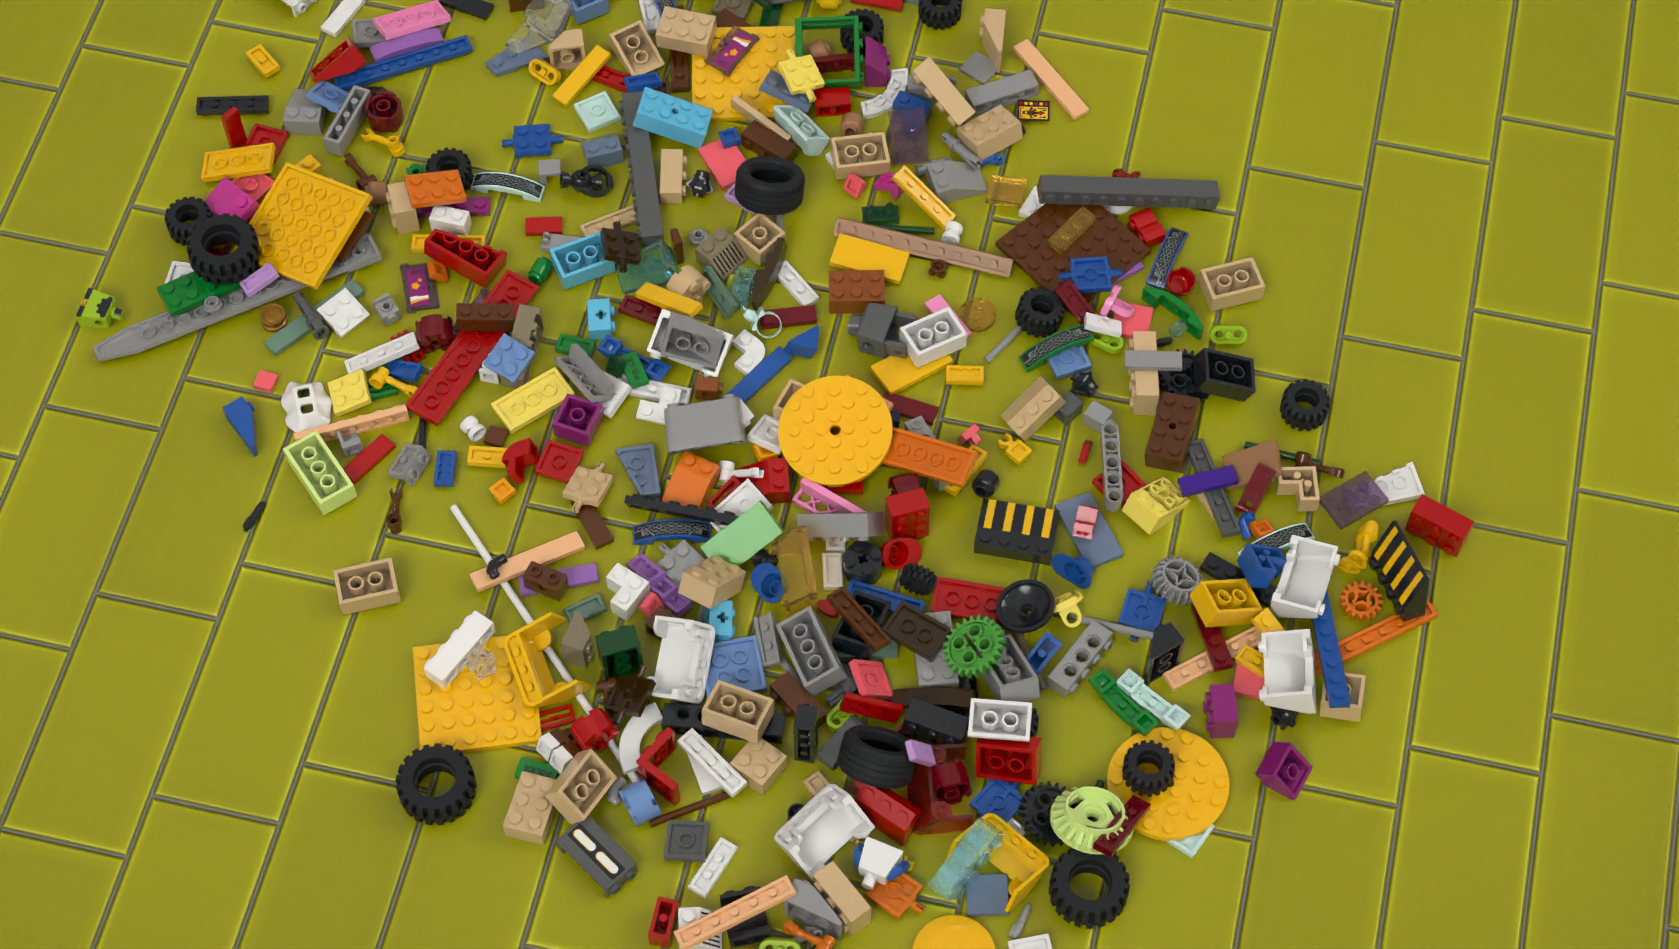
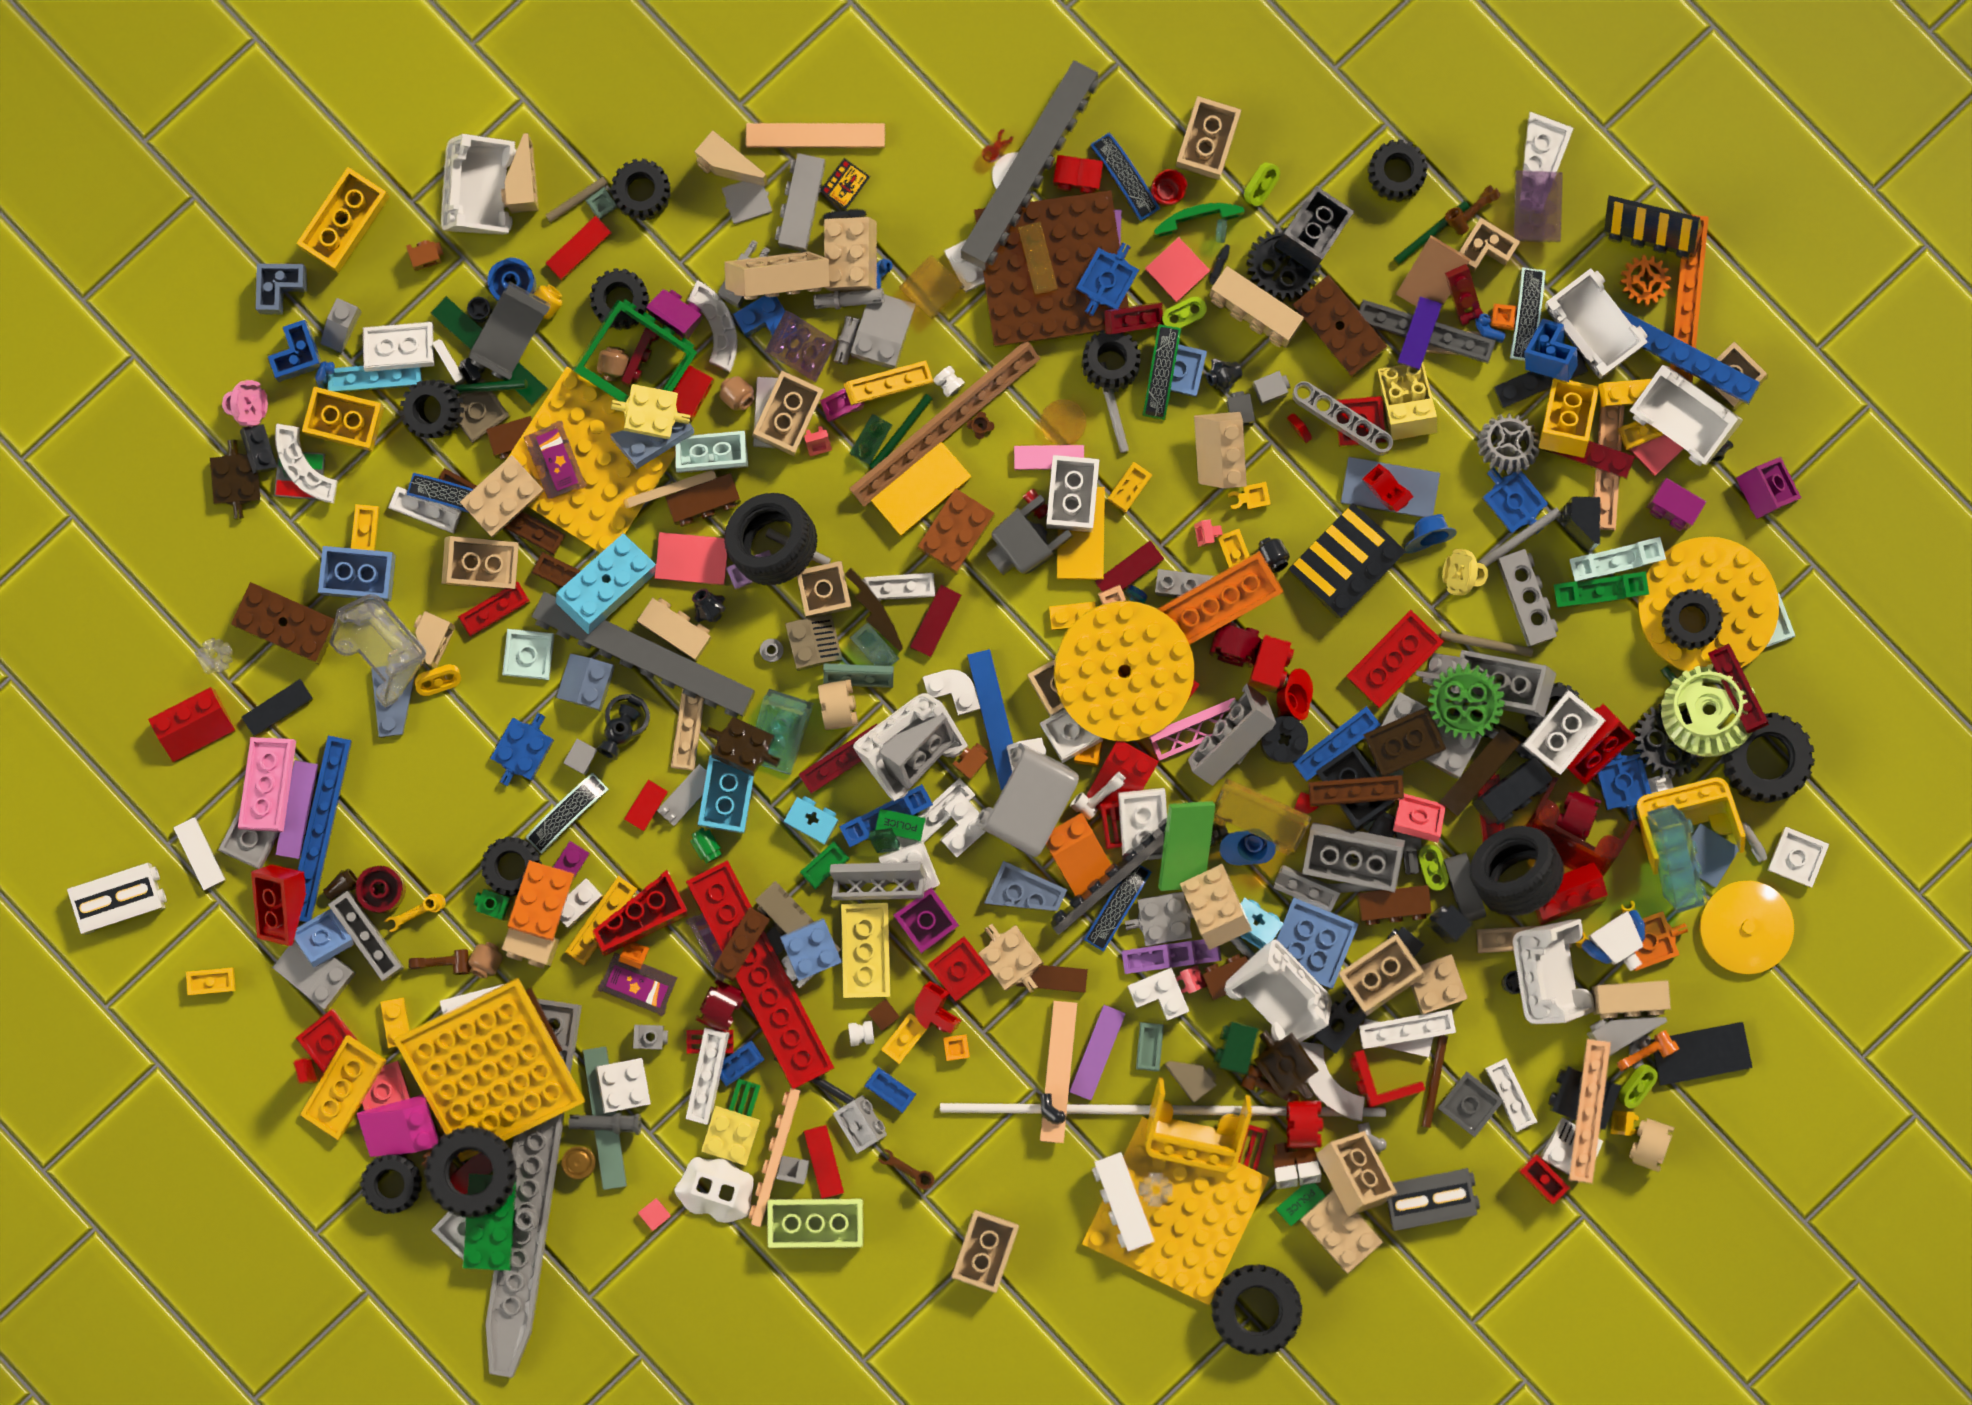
camera: 55 degrees left, 25 degrees up
(98, 310) = (446, 1342): lime torso -> none
(222, 104) = (253, 1049): black plate -> none
(241, 417) = (694, 1266): blue slope -> none
(250, 521) = (819, 1321): black piece -> none
(259, 279) = (527, 1152): lavender tile -> none
(380, 378) = (736, 1091): yellow brick -> none
(545, 581) = (1100, 1069): reddish brown brick -> none
(581, 75) = (471, 643): yellow tile -> none
(639, 82) = (531, 584): blue tile -> none
(640, 802) = (1405, 1124): medium blue brick -> none
(668, 300) = (845, 738): yellow tile -> none
(677, 245) = (777, 684): reddish brown tile -> none
(729, 137) = (665, 535): blue tile -> none
(750, 315) = (920, 654): light aqua piece -> none
(804, 344) = (985, 625): blue slope -> none
(832, 570) = (1267, 773): white tile -> none
(871, 707) = (1450, 838): red tile -> none
(917, 579) = (1340, 698): black tyre -> none
(920, 752) = (1548, 831): lavender tile -> none
(1021, 598) = (1432, 627): black dish -> none
(1043, 652) = (1498, 629): blue slope -> none
(1102, 325) = (1171, 307): white plate -> none
(1116, 304) = (1154, 278): bright pink tile -> none
(1153, 360) = (1262, 295): light grey tile -> none
(1358, 558) = (1580, 222): yellow piece -> none
(1439, 525) = (1621, 144): red brick -> none

